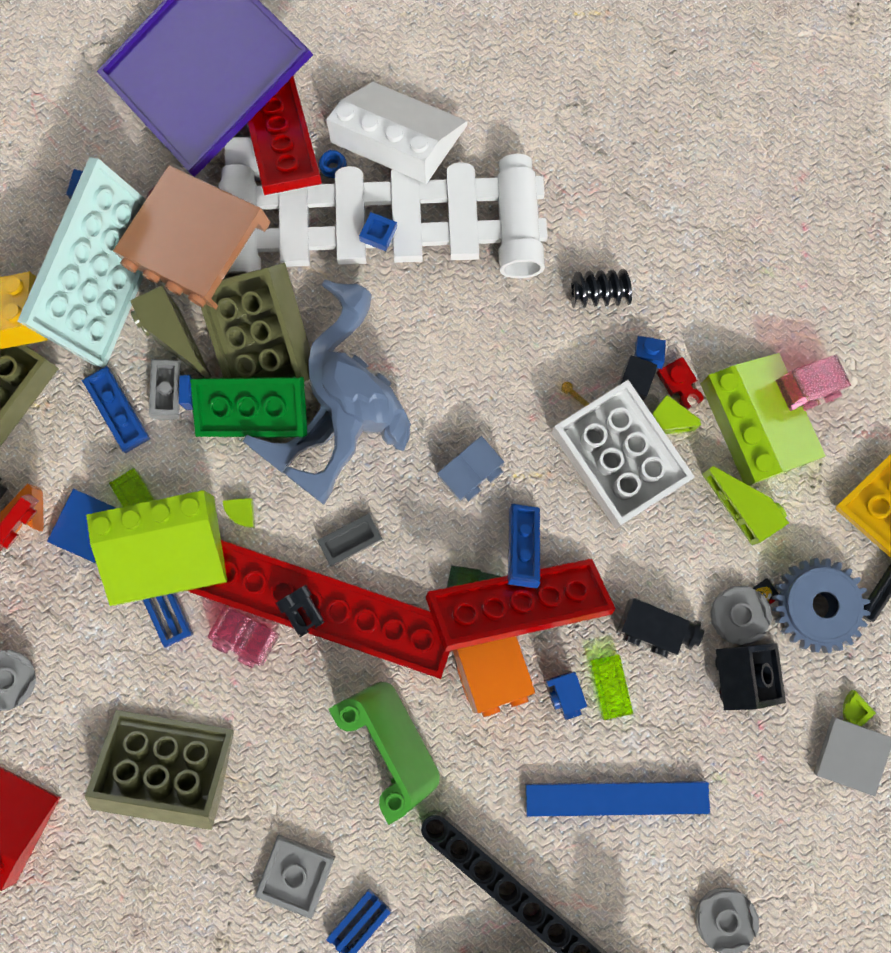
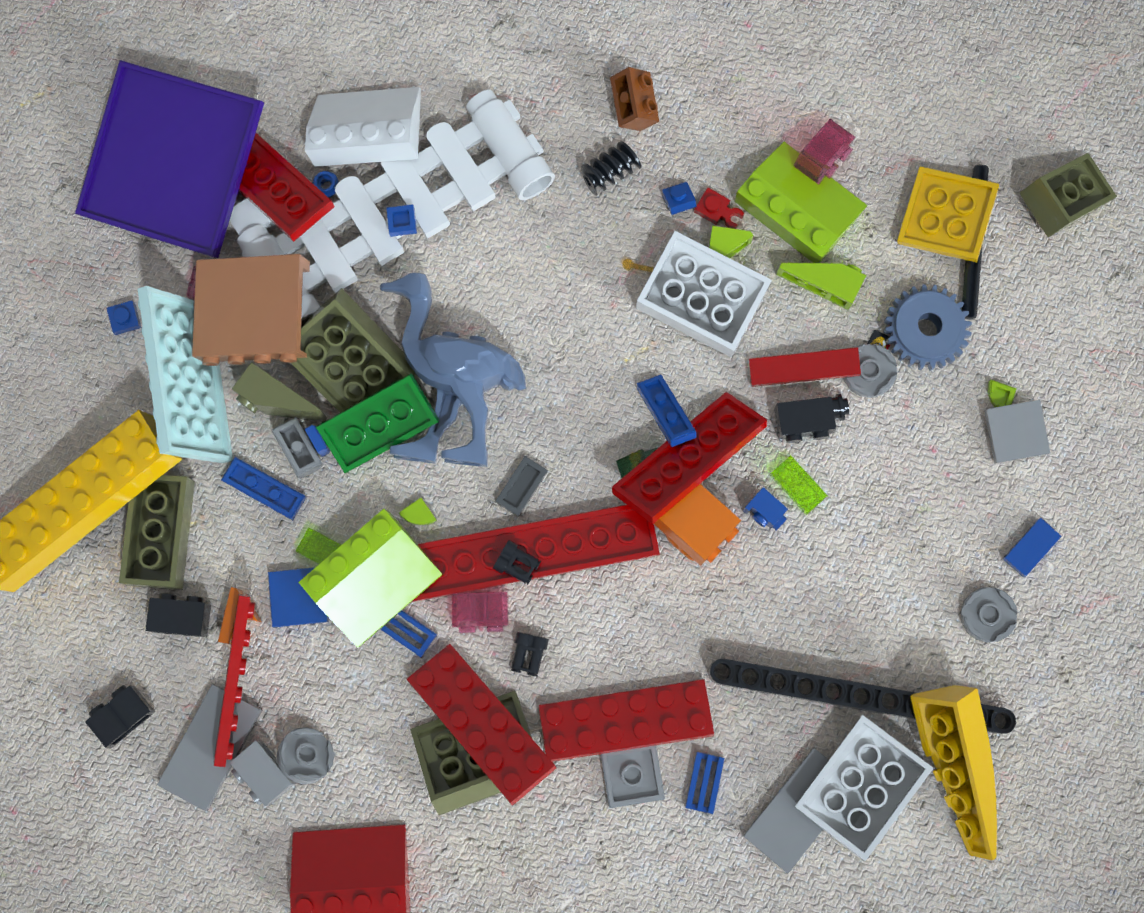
camera: 25 degrees left, 0 degrees up
(177, 750) = (481, 724): none -> red plate
(273, 693) = (532, 643): none -> black piece
(318, 821) = (626, 720): none -> red plate
(398, 743) = (625, 601): bright green windscreen -> none
(471, 469) = (588, 374): sand blue brick -> none
(617, 798) = (851, 569): blue tile -> none
(640, 375) = (681, 220): black panel -> none
(659, 237) = (634, 99): none -> dark orange brick
(681, 577) = (805, 367): none -> red tile
(750, 677) = (902, 414): black slope -> none
(806, 878) = (1032, 547): none -> blue tile

